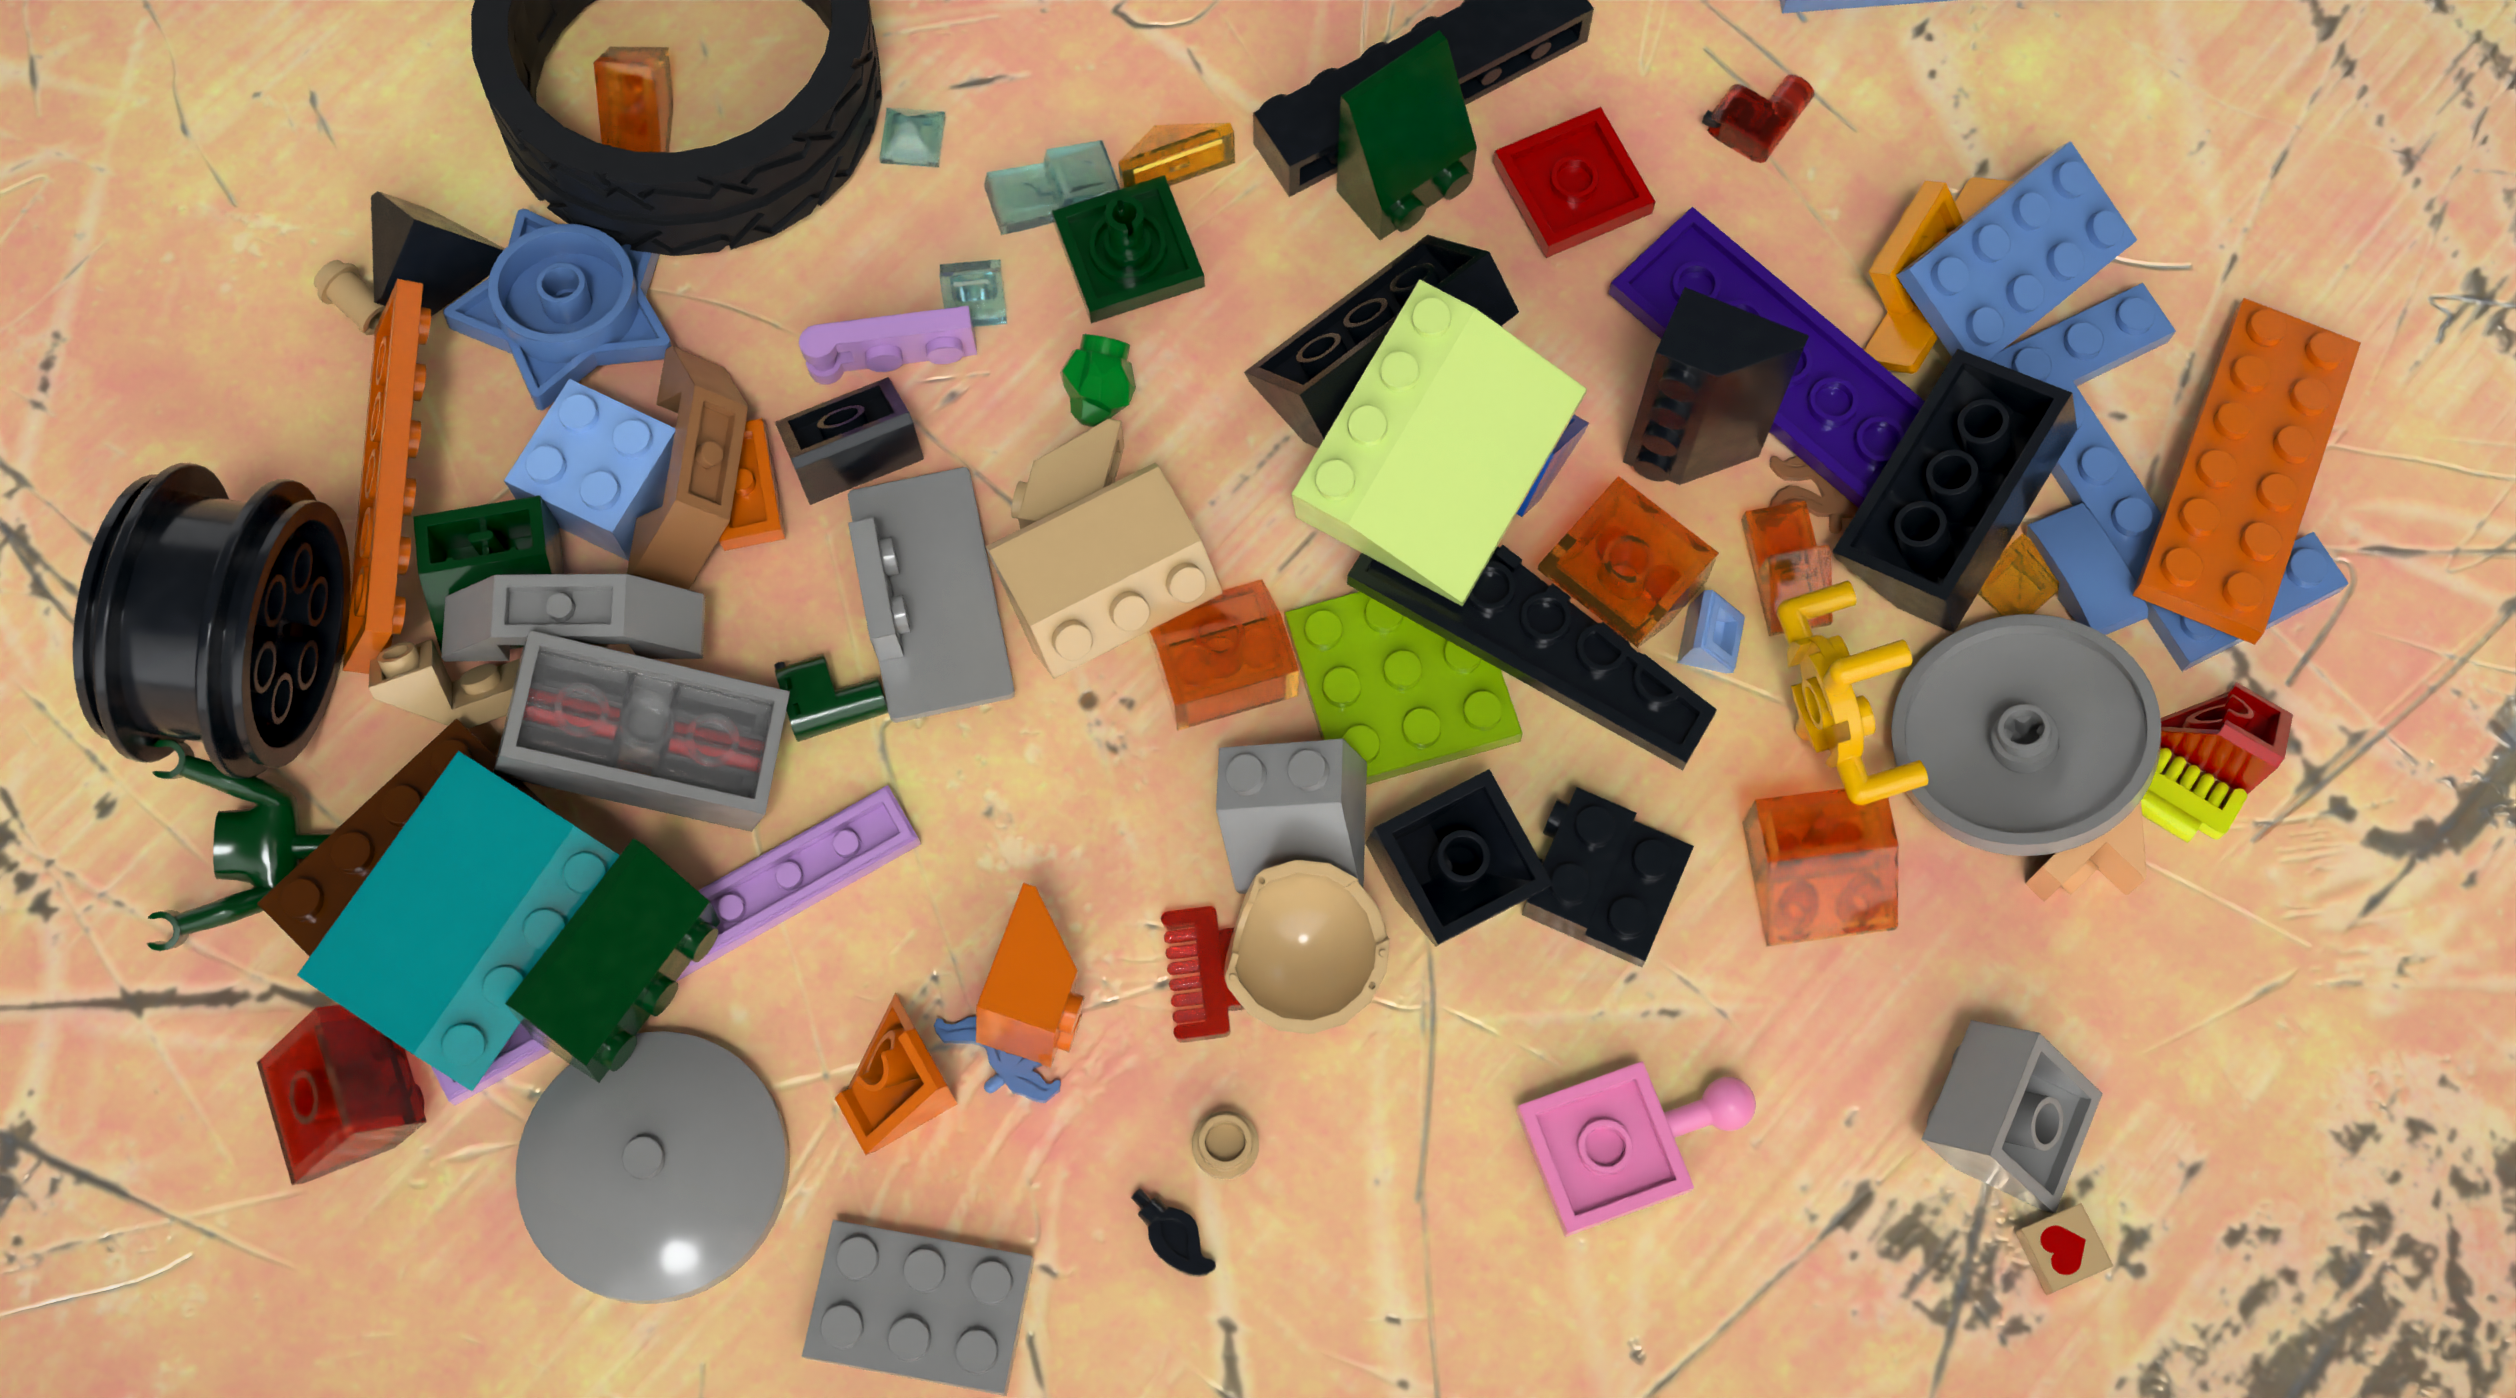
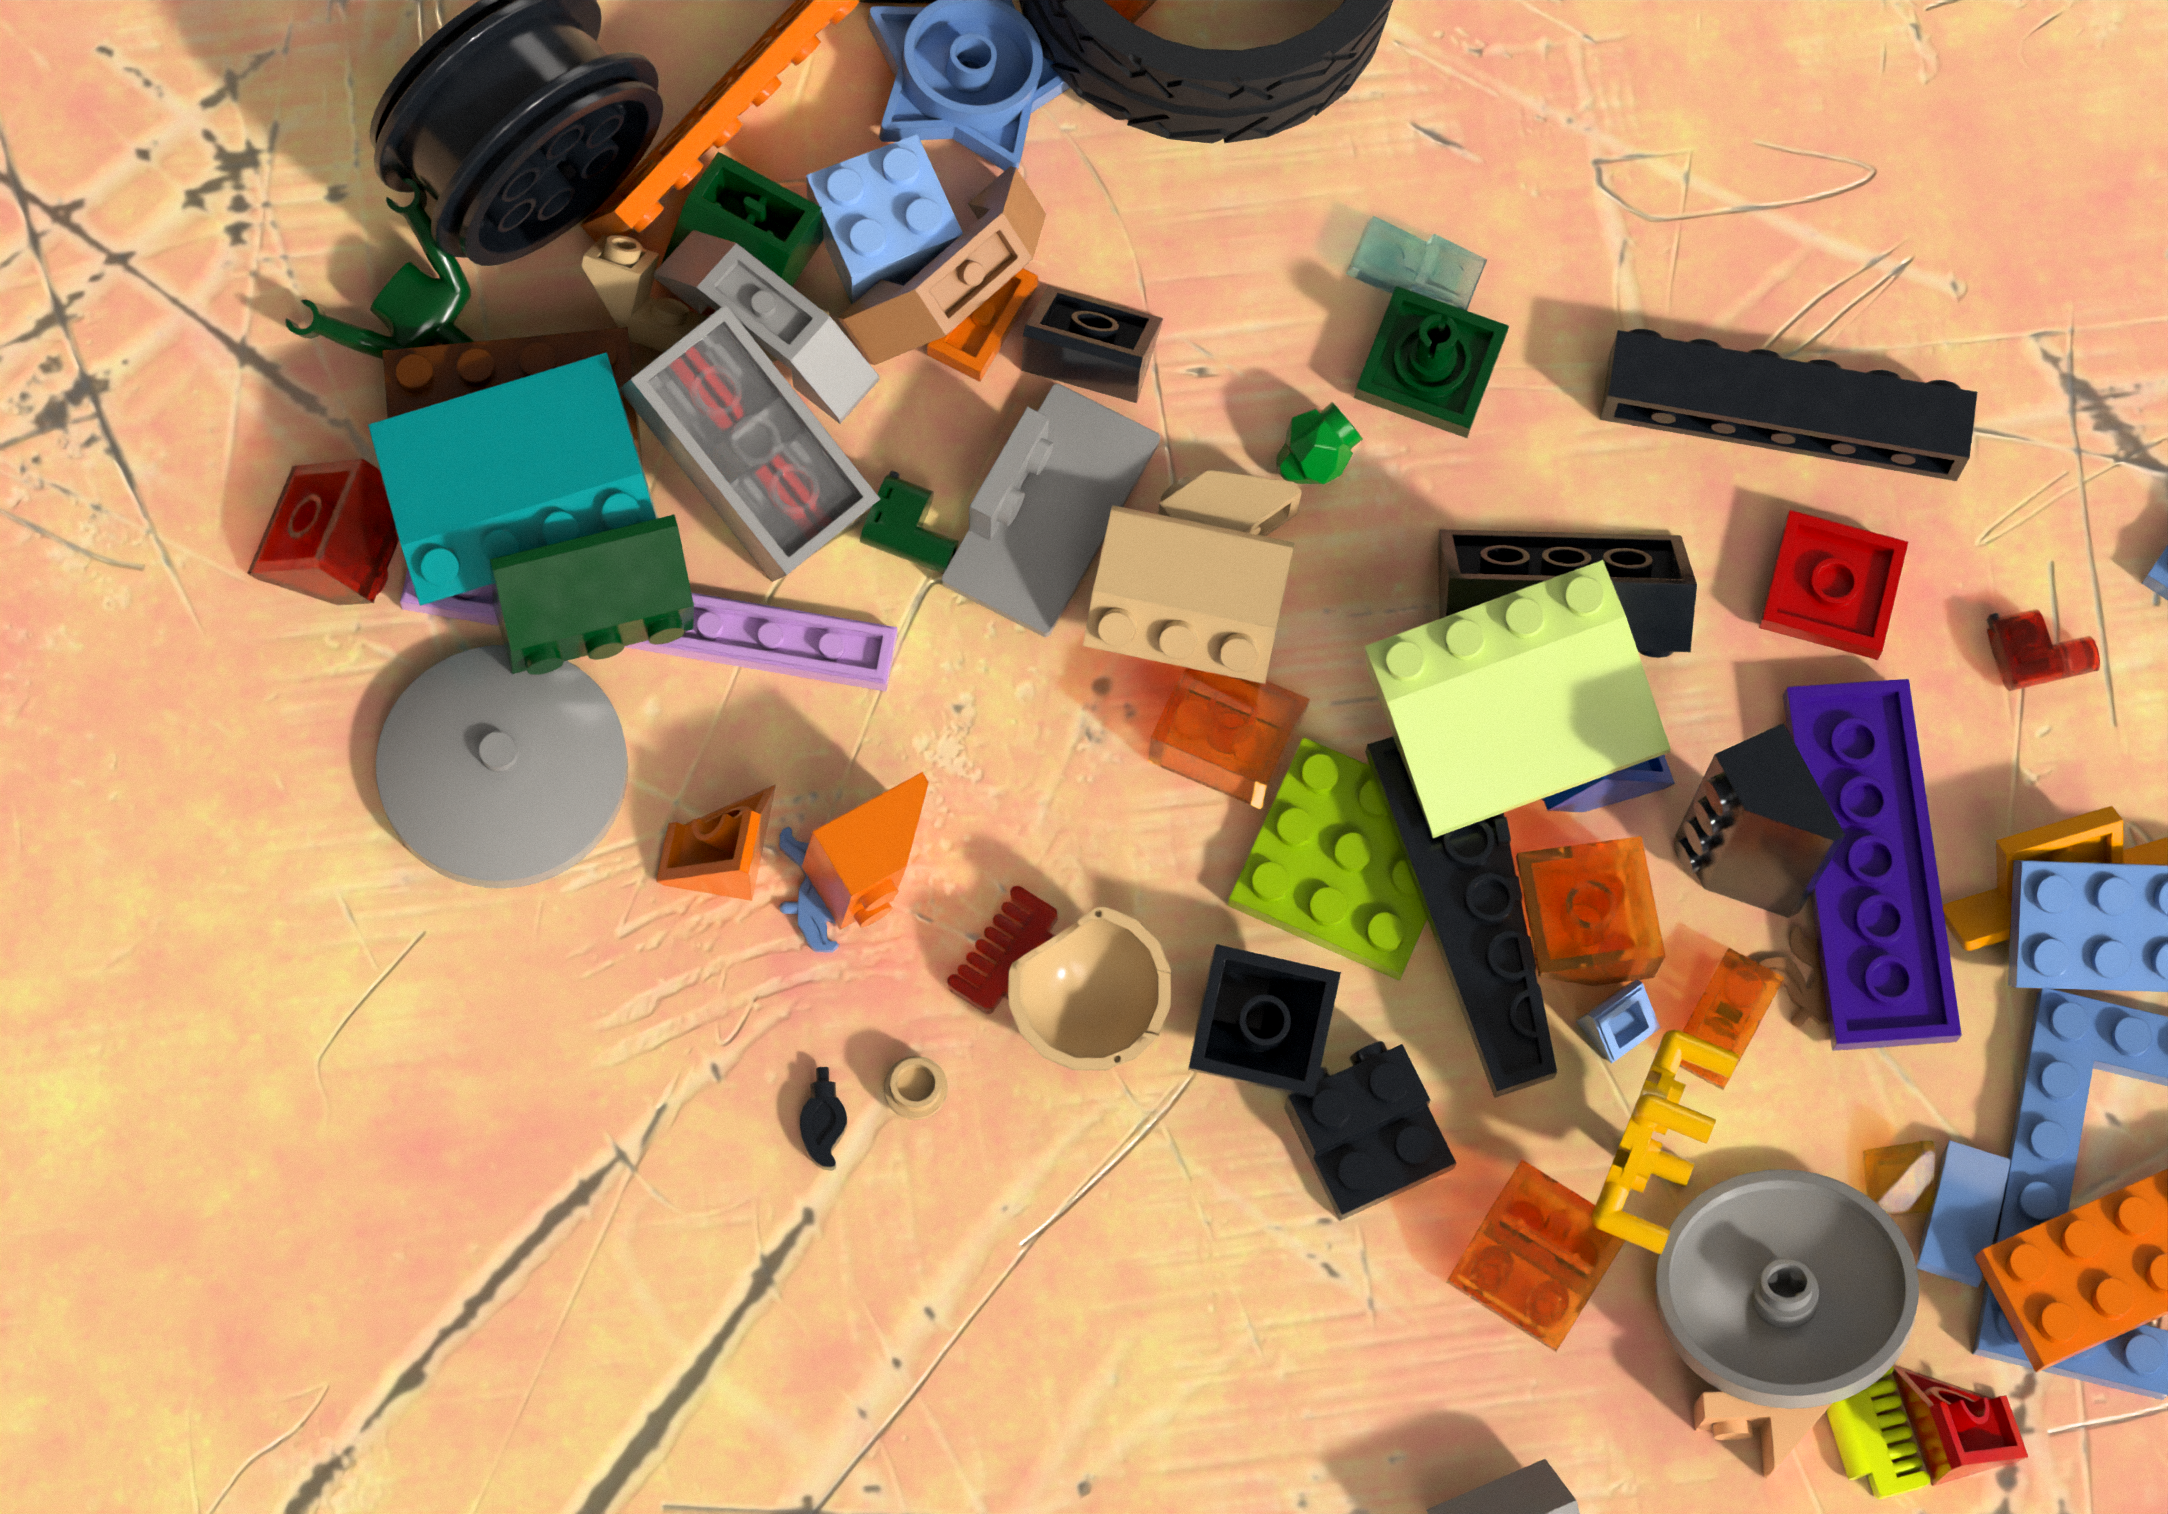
camera: 35 degrees right, 0 degrees up
(887, 342) = (1182, 291): lavender plate -> none
(912, 137) = (1344, 142): clear light blue slope -> none
(919, 1307) = (602, 1019): light grey plate -> none
(977, 286) = (1280, 304): clear light blue tile -> none
(1178, 153) = (1535, 315): clear yellow slope -> none
(1291, 806) = (1176, 884): light grey slope -> none
(1405, 139) = (1714, 445): dark green slope -> none
(1612, 1146) = (1195, 1323): bright pink plate -> none
(1957, 487) = (1910, 1063): black slope -> none

